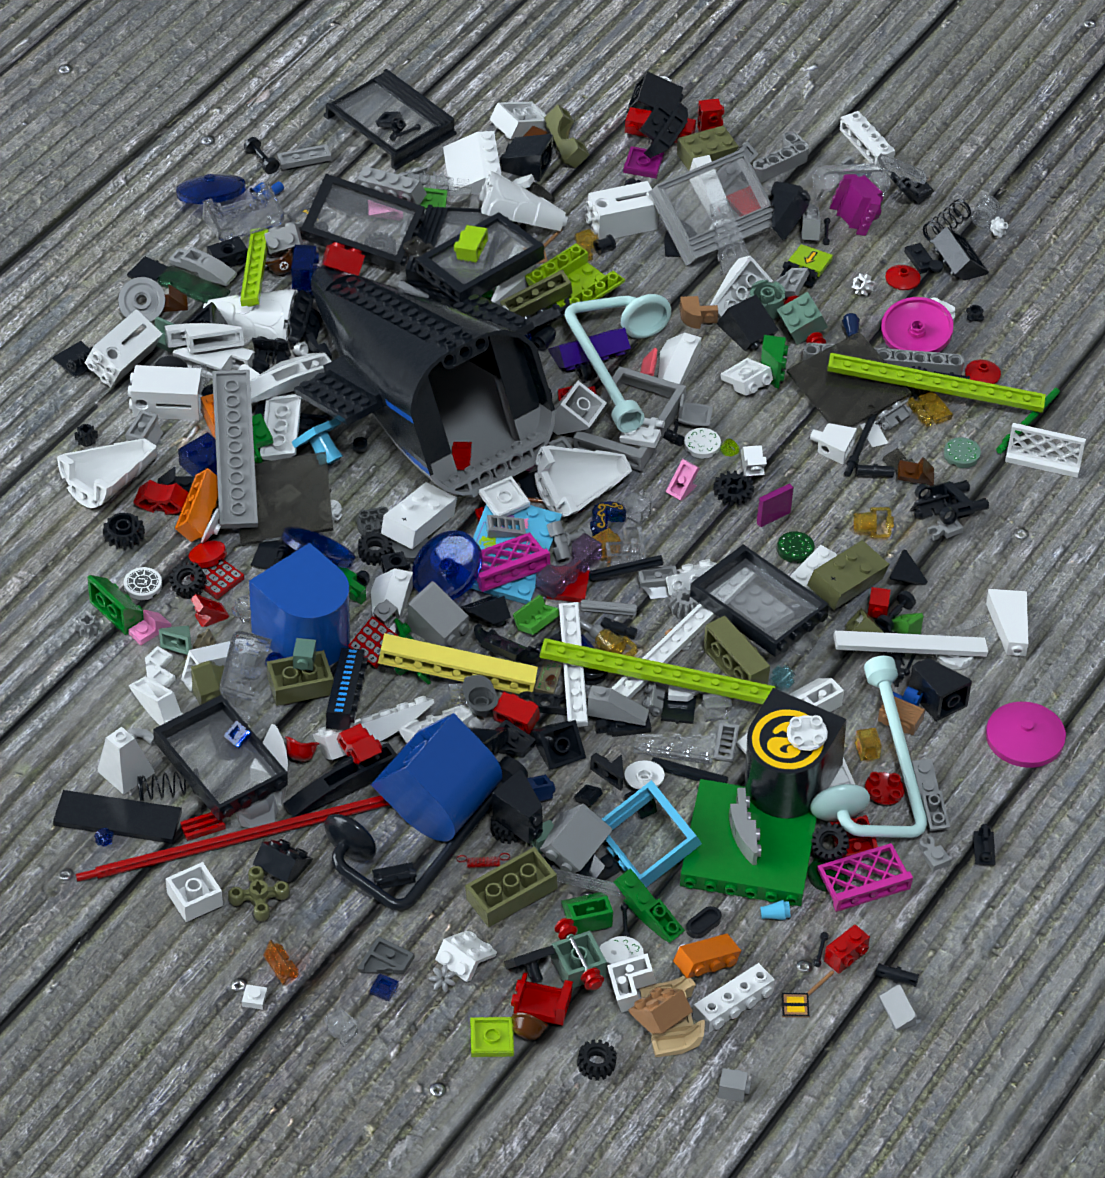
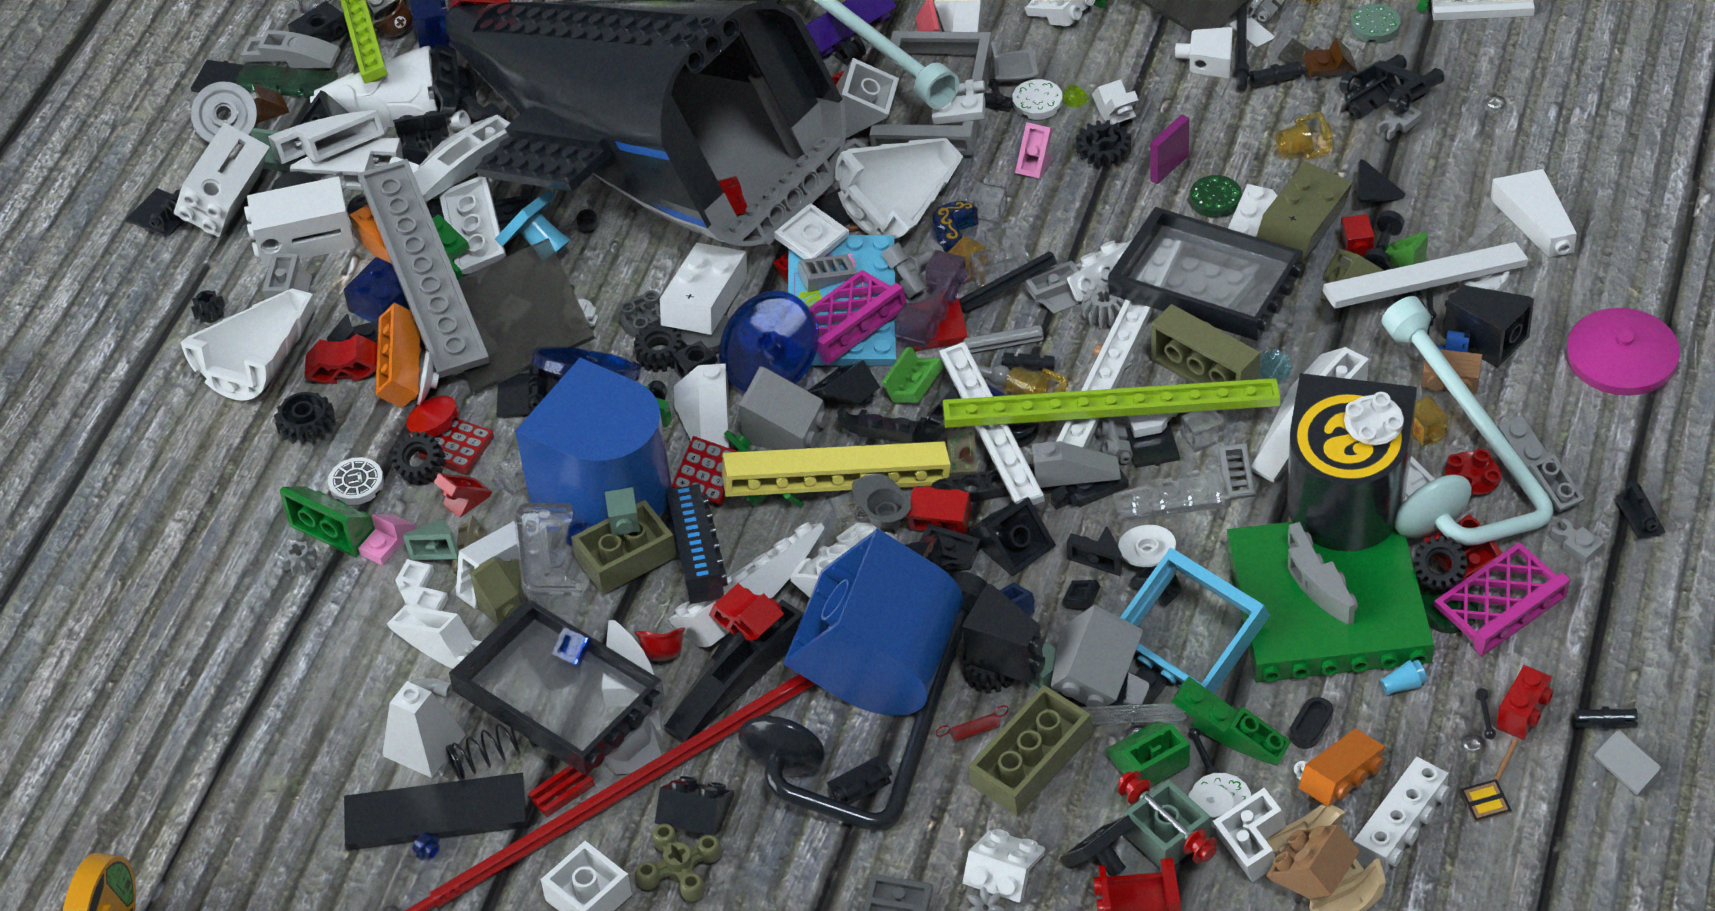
camera: 10 degrees left, 0 degrees up
(384, 611) = (711, 426): light grey brick -> none
(688, 771) = (1203, 525): black axle -> none

